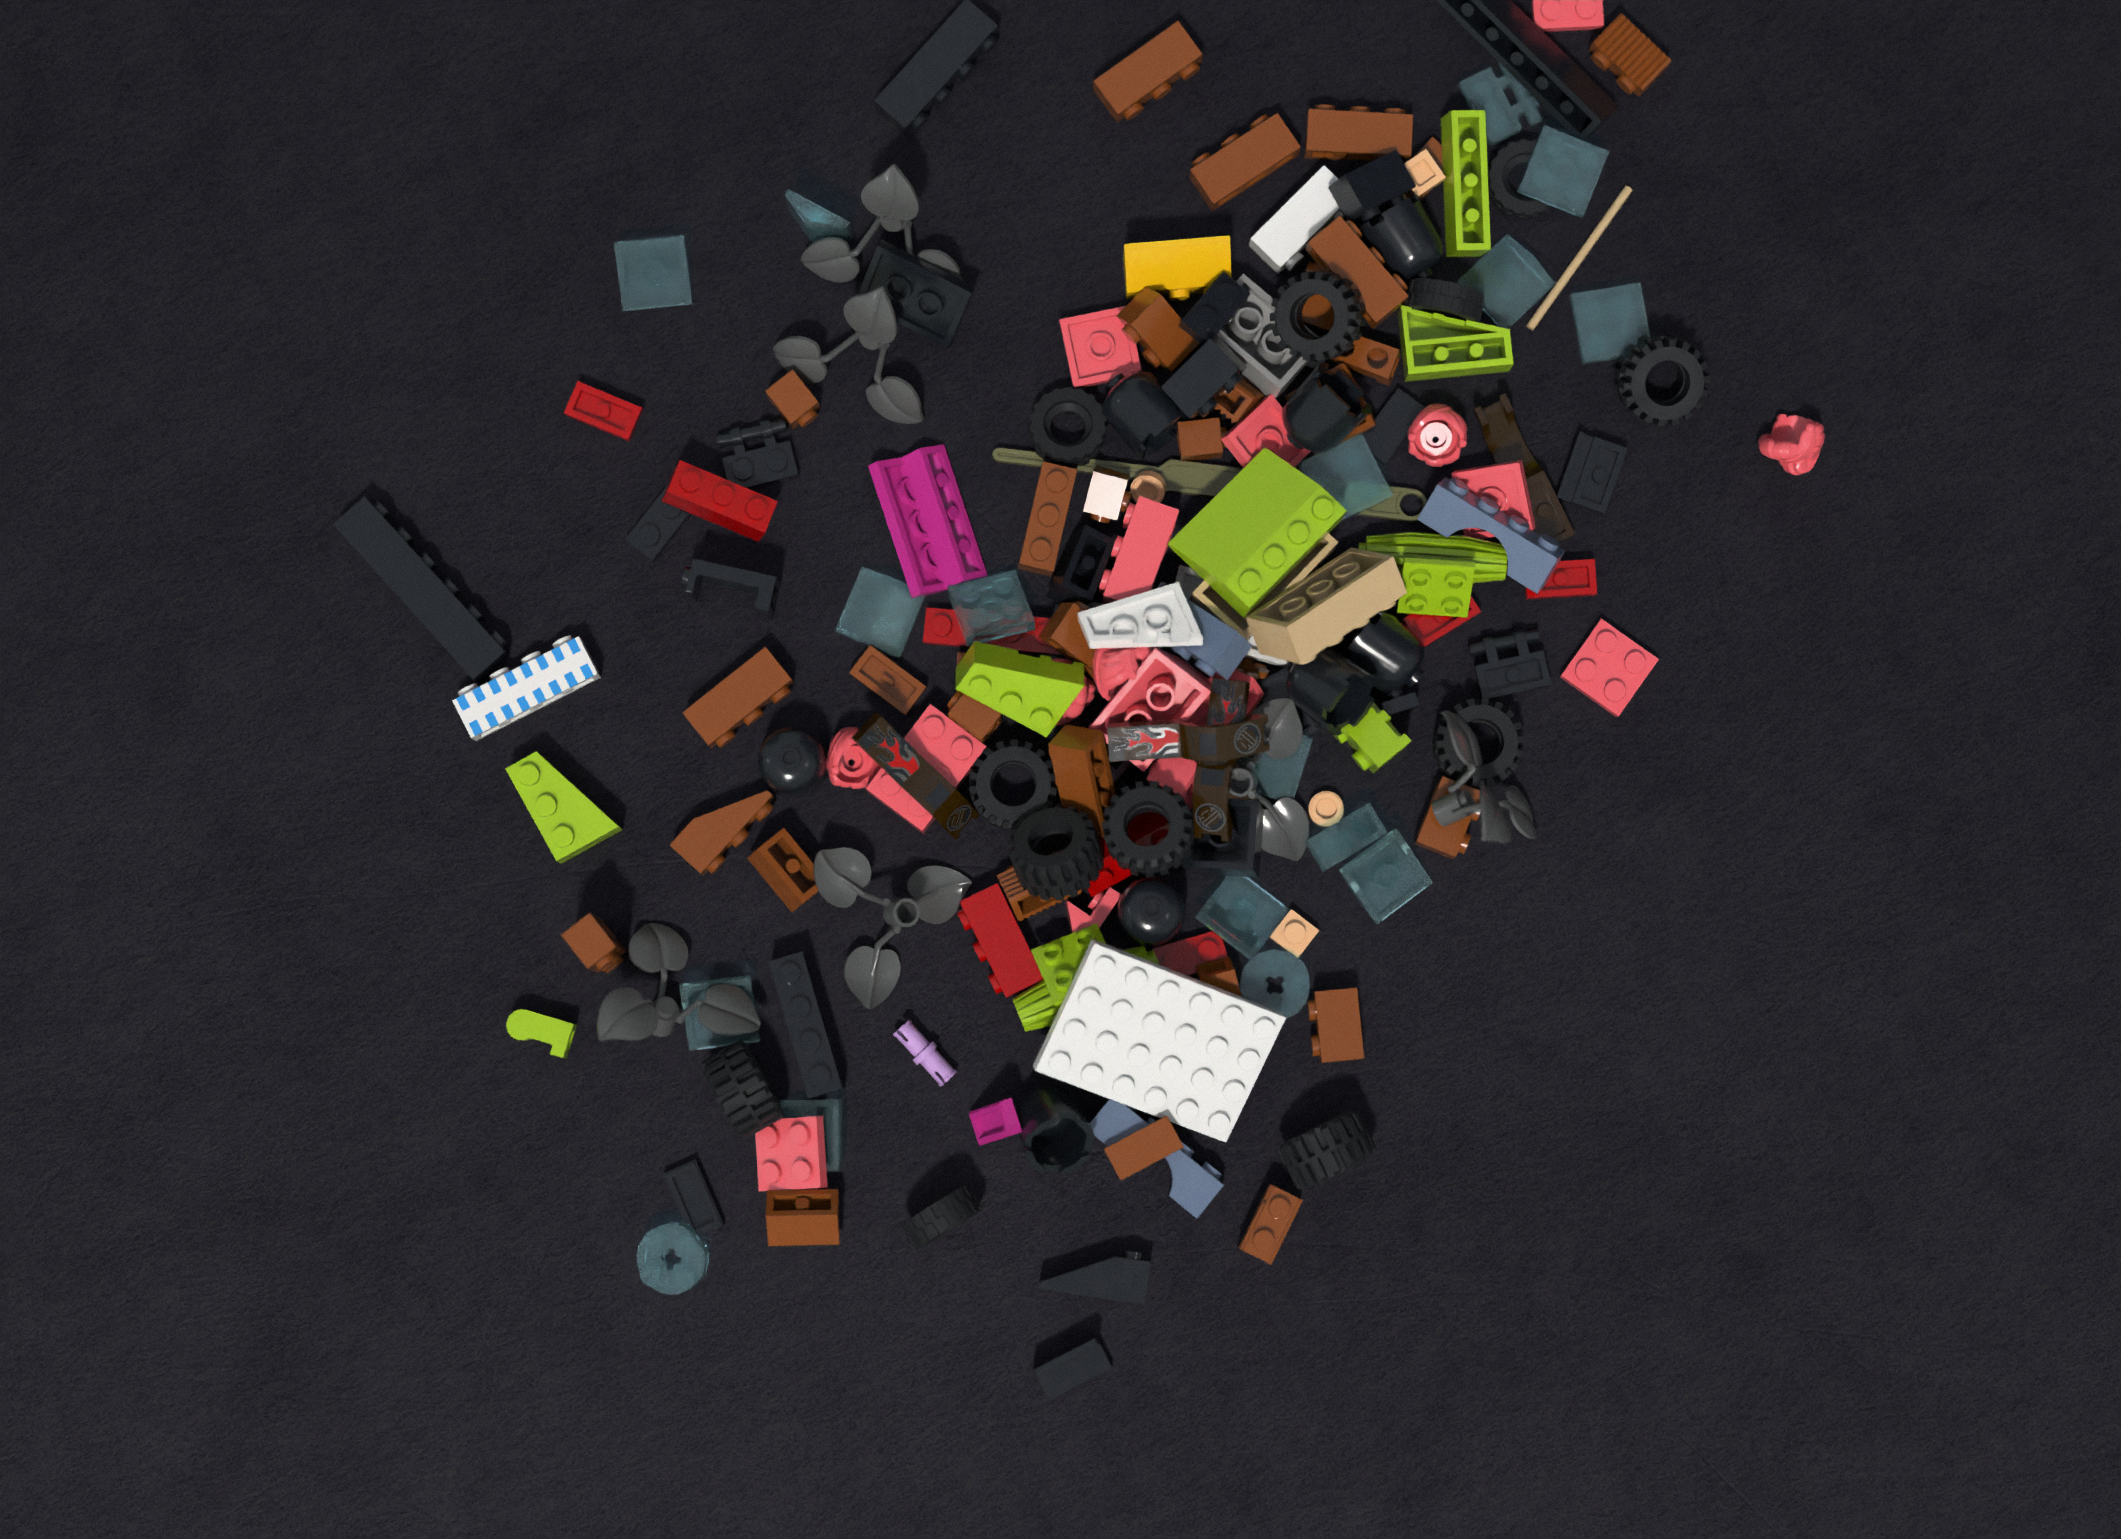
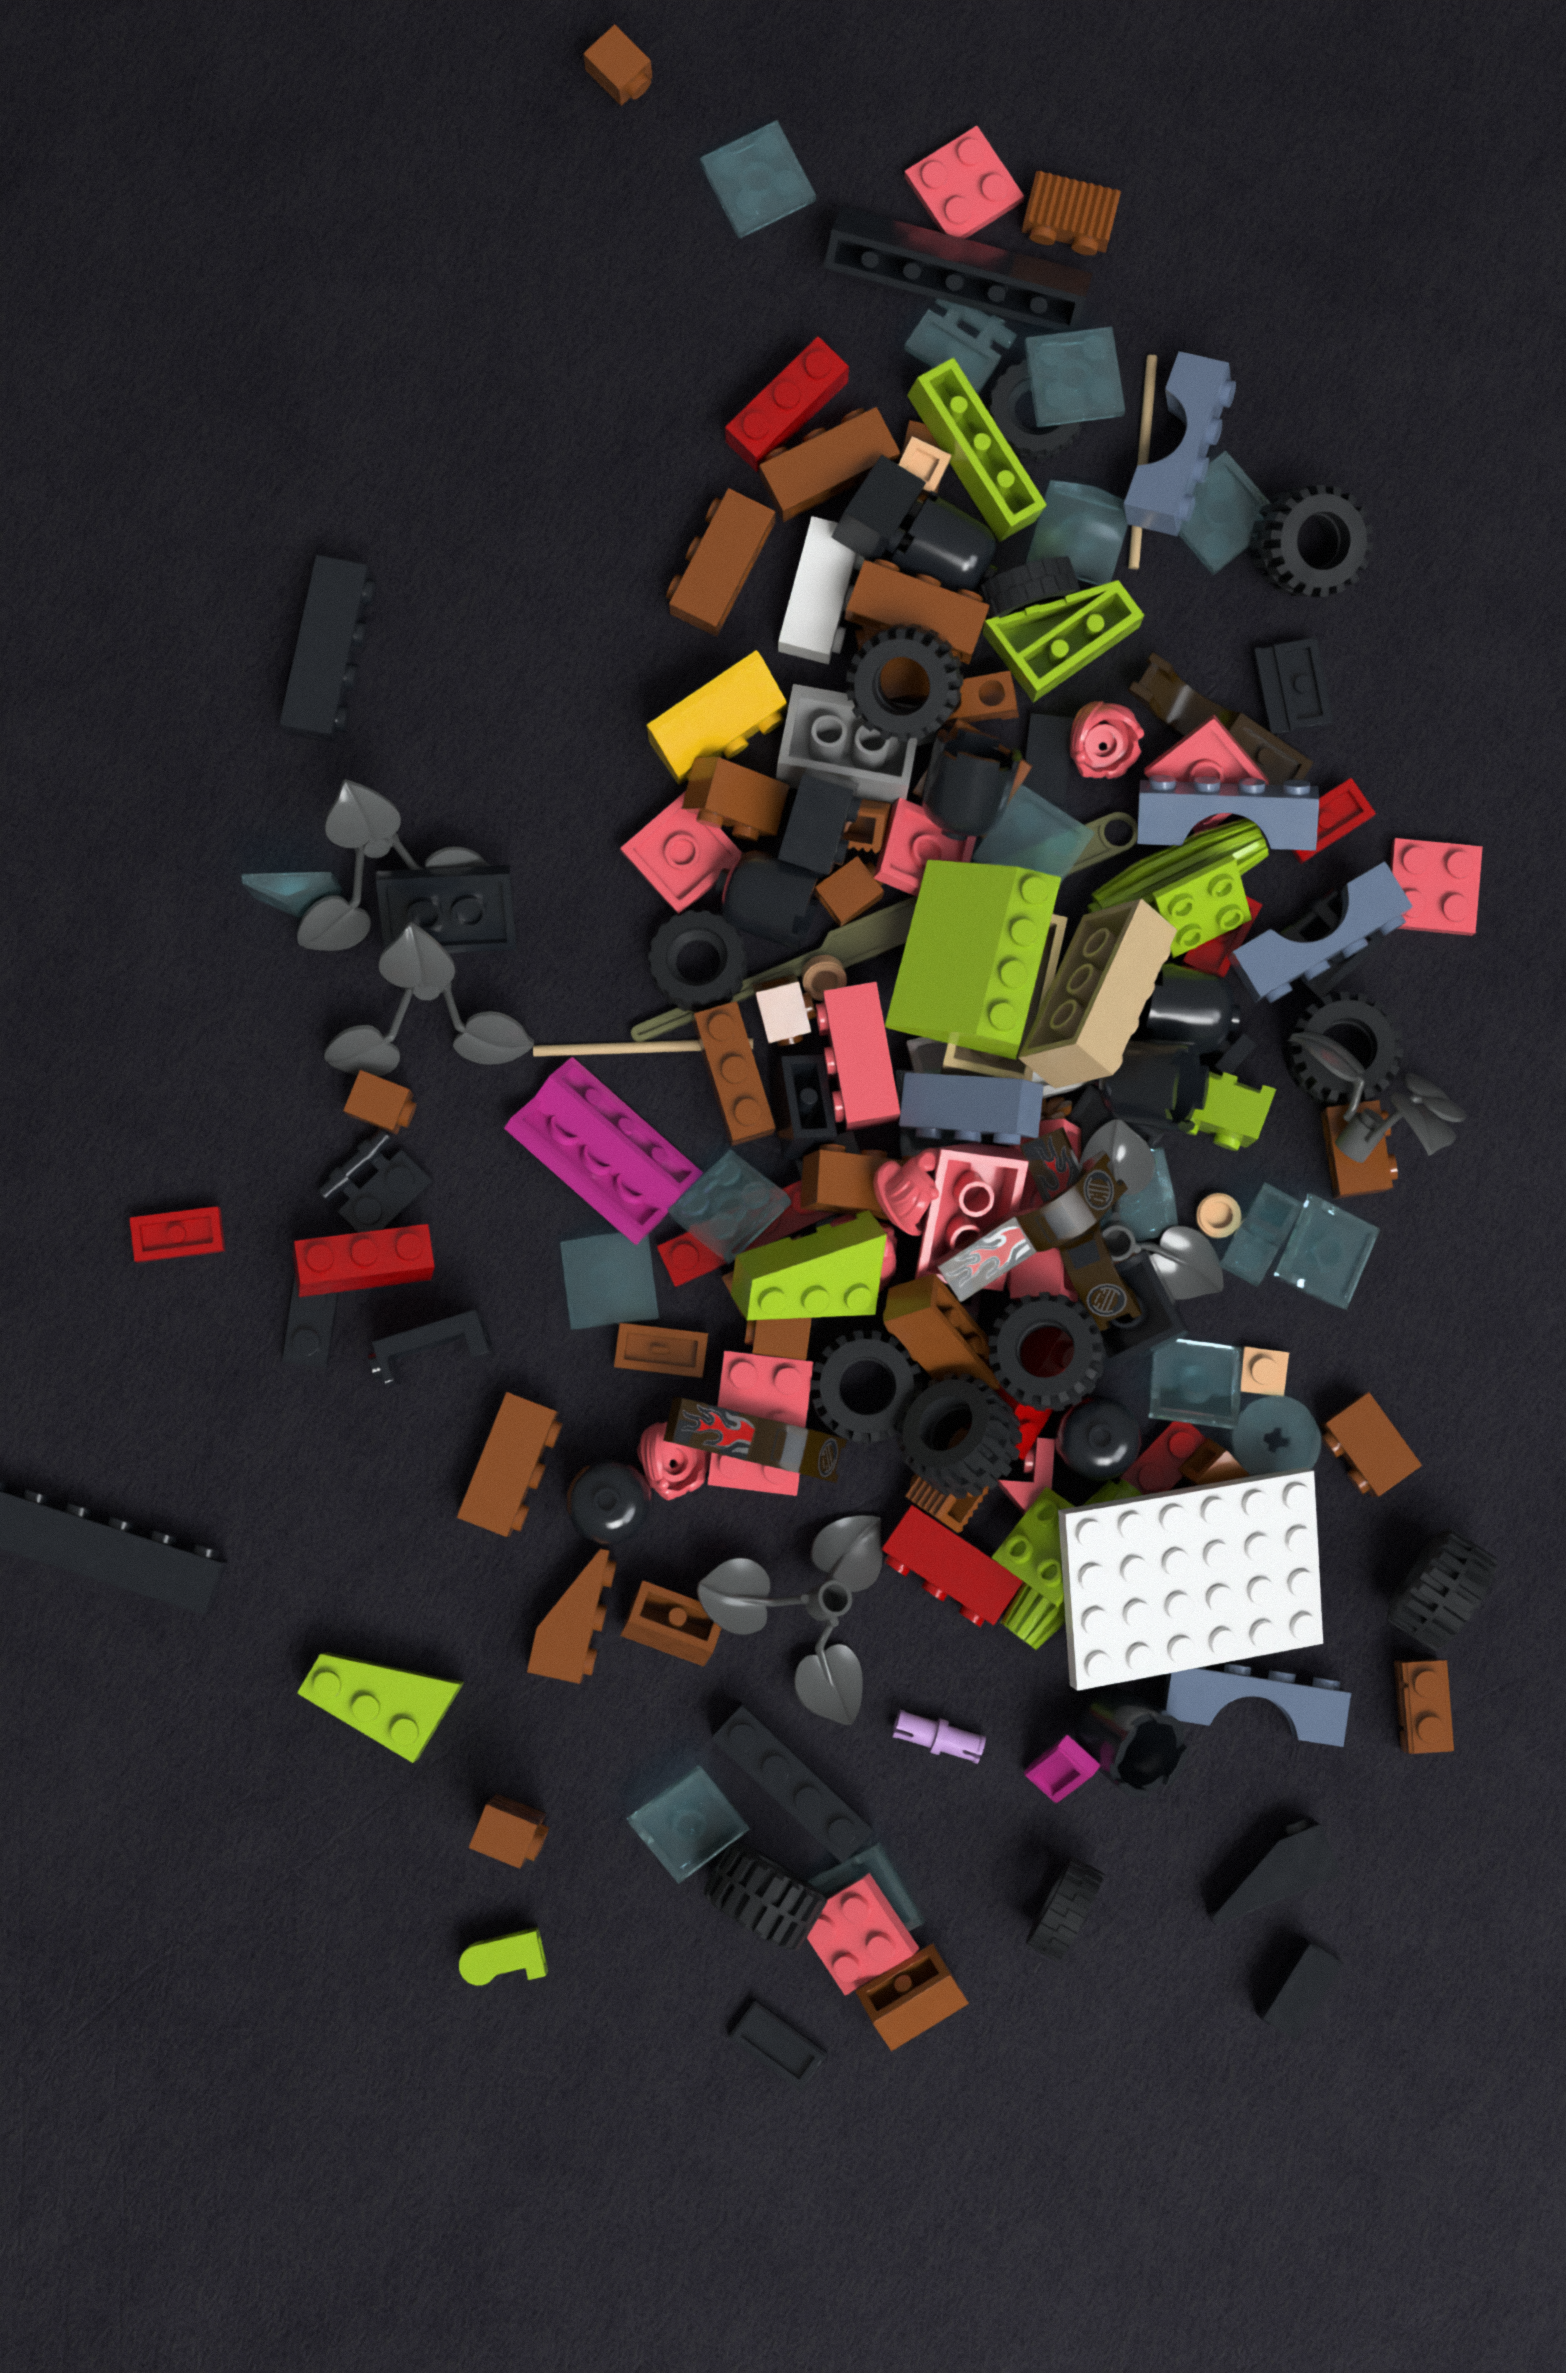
camera: 30 degrees left, 0 degrees up
(526, 688) = (268, 1588): white brick -> none
(629, 1017) = (600, 1894): dark grey plant -> none
(653, 272) = (145, 1051): clear light blue slope -> none
(656, 1271) = (781, 2148): clear light blue plate -> none
(981, 457) = (619, 1048): none -> tan axle
(1142, 620) = (908, 1126): white wing -> none
(1143, 1148) = (1241, 1704): dark orange tile -> none
(1148, 72) = (561, 525): dark orange brick -> none
(1214, 309) = (786, 740): black plate -> none
(1353, 77) = (787, 403): none -> red brick
(1463, 655) = (1368, 905): none -> sand blue arch
(1579, 285) = (1163, 490): none -> sand blue arch
(1793, 443) = (1491, 530): coral hair -> none

